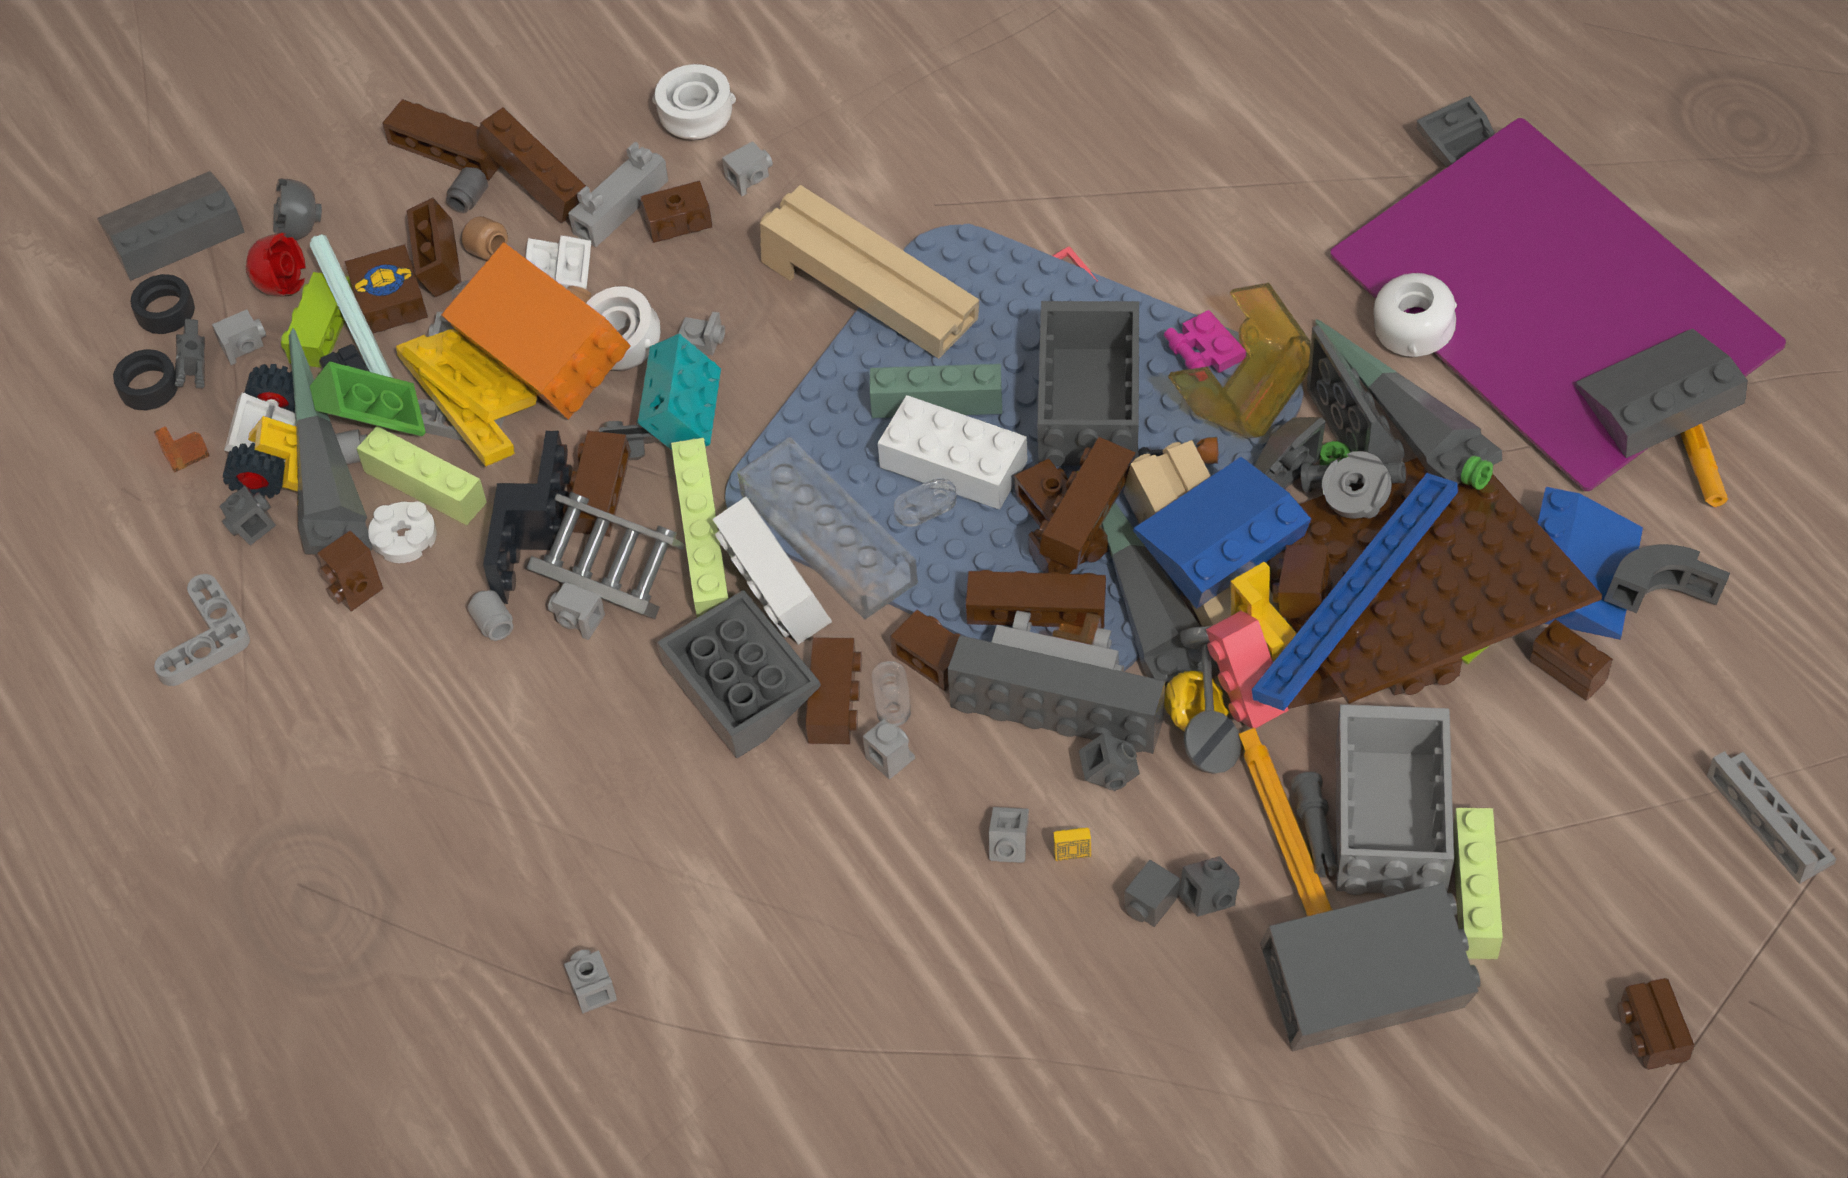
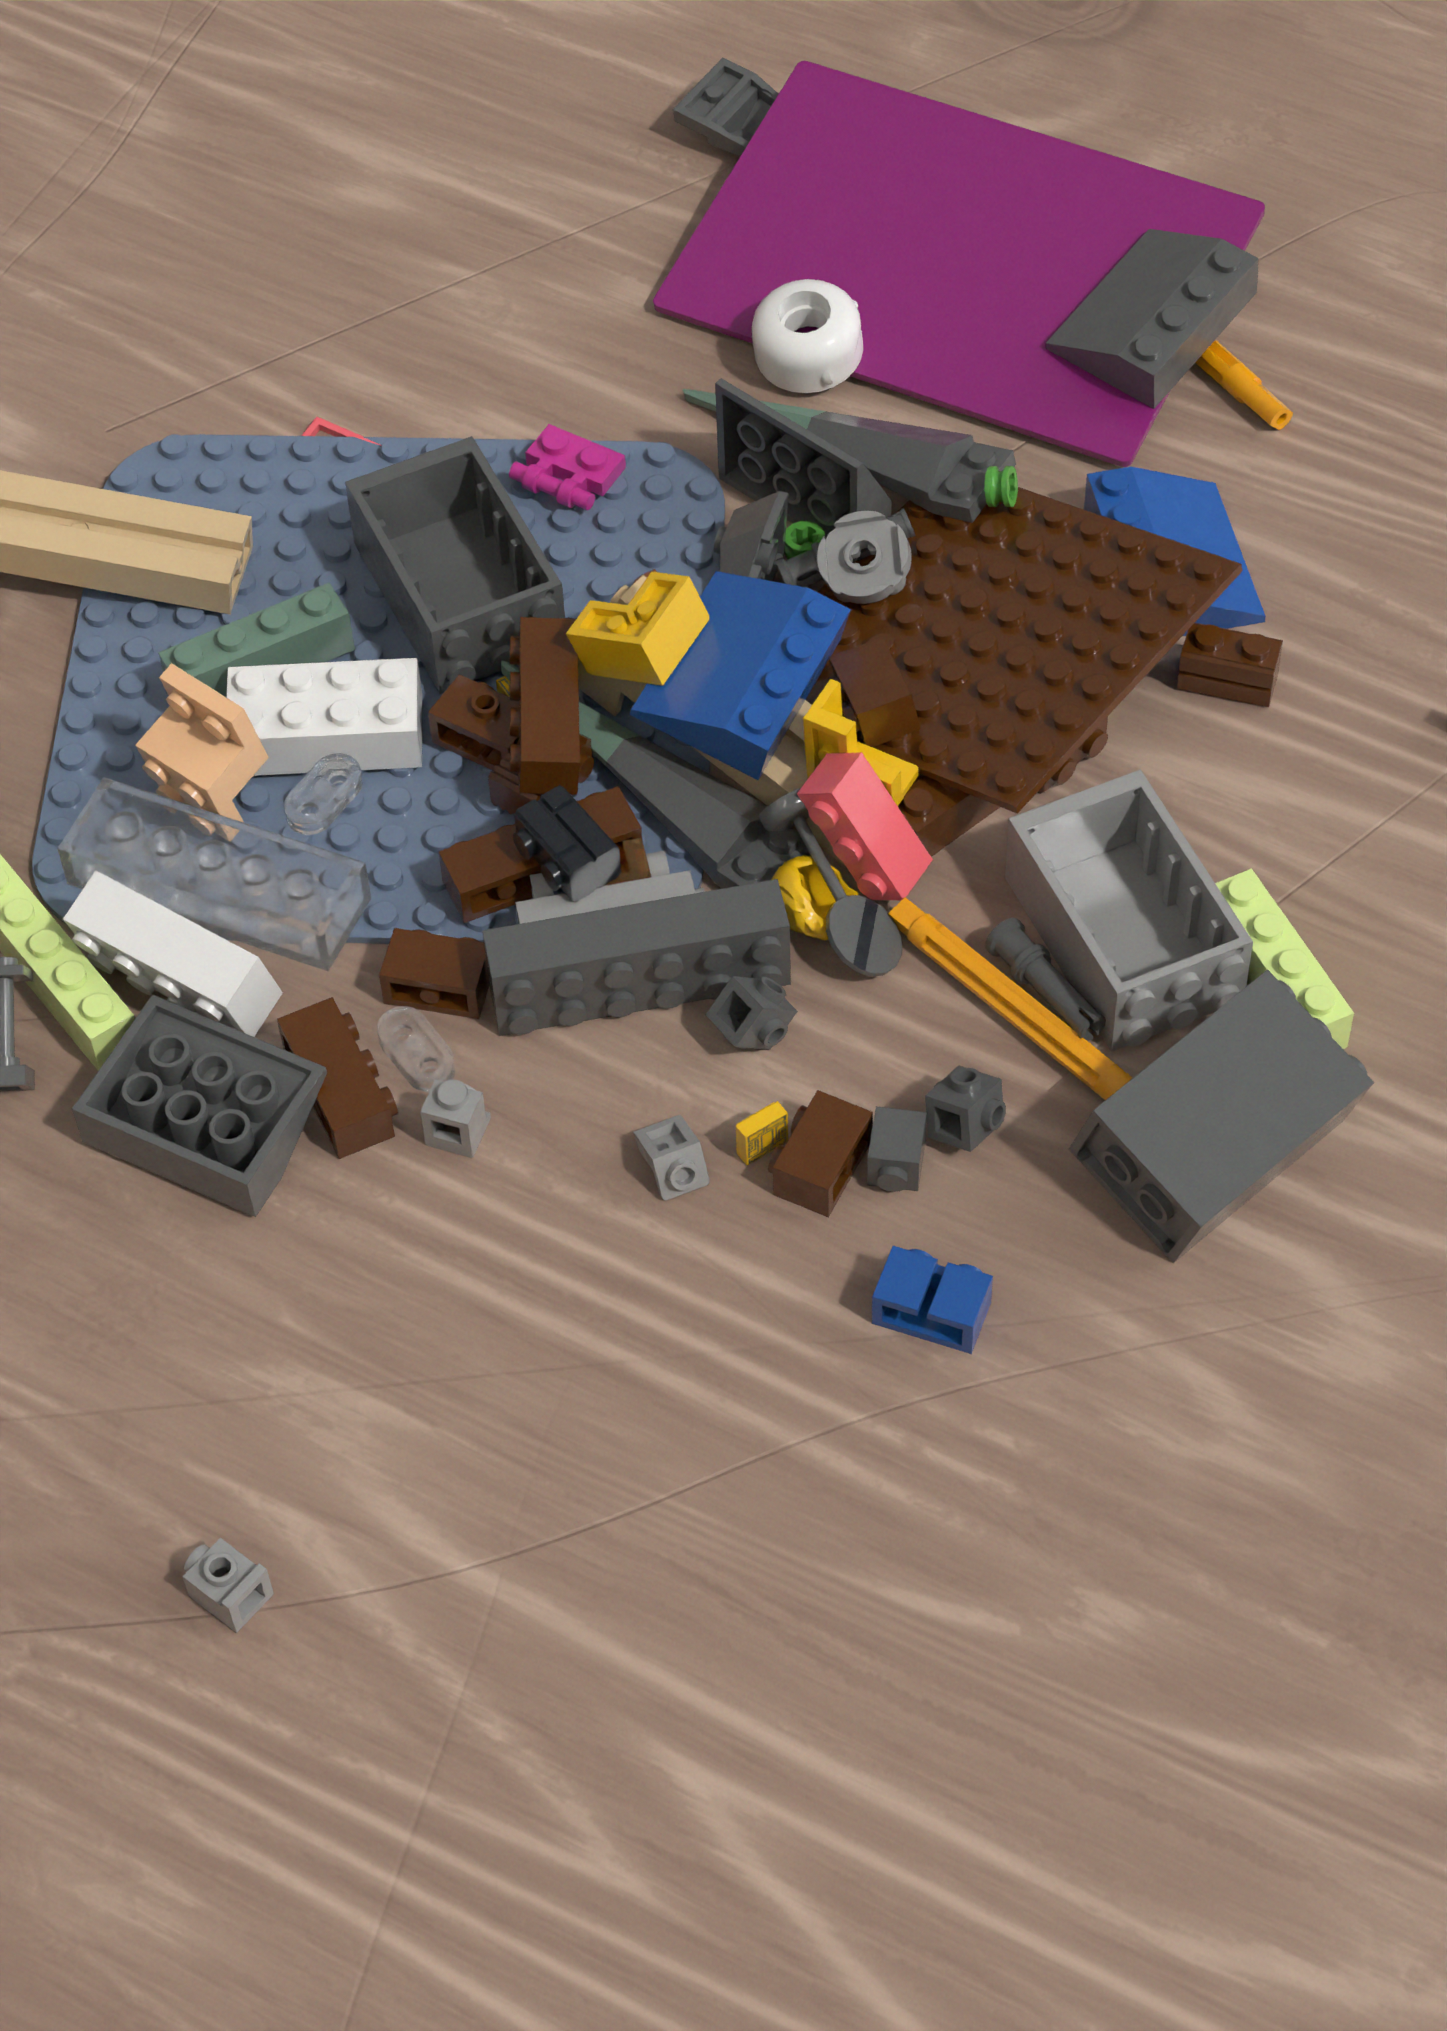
camera: 30 degrees left, 0 degrees up
(854, 445) = (201, 746): none -> light nougat bracket
(1046, 600) = (566, 844): none -> black brick
(1101, 874) = (821, 1152): none -> reddish brown brick
(1115, 1002) = (931, 1299): none -> blue piece
(1169, 481) = (644, 637): none -> yellow panel
(1265, 378) = (667, 471): clear yellow windscreen -> none
(1354, 592) = (945, 682): blue plate -> none
(1664, 568) = (1283, 514): dark grey arch -> none

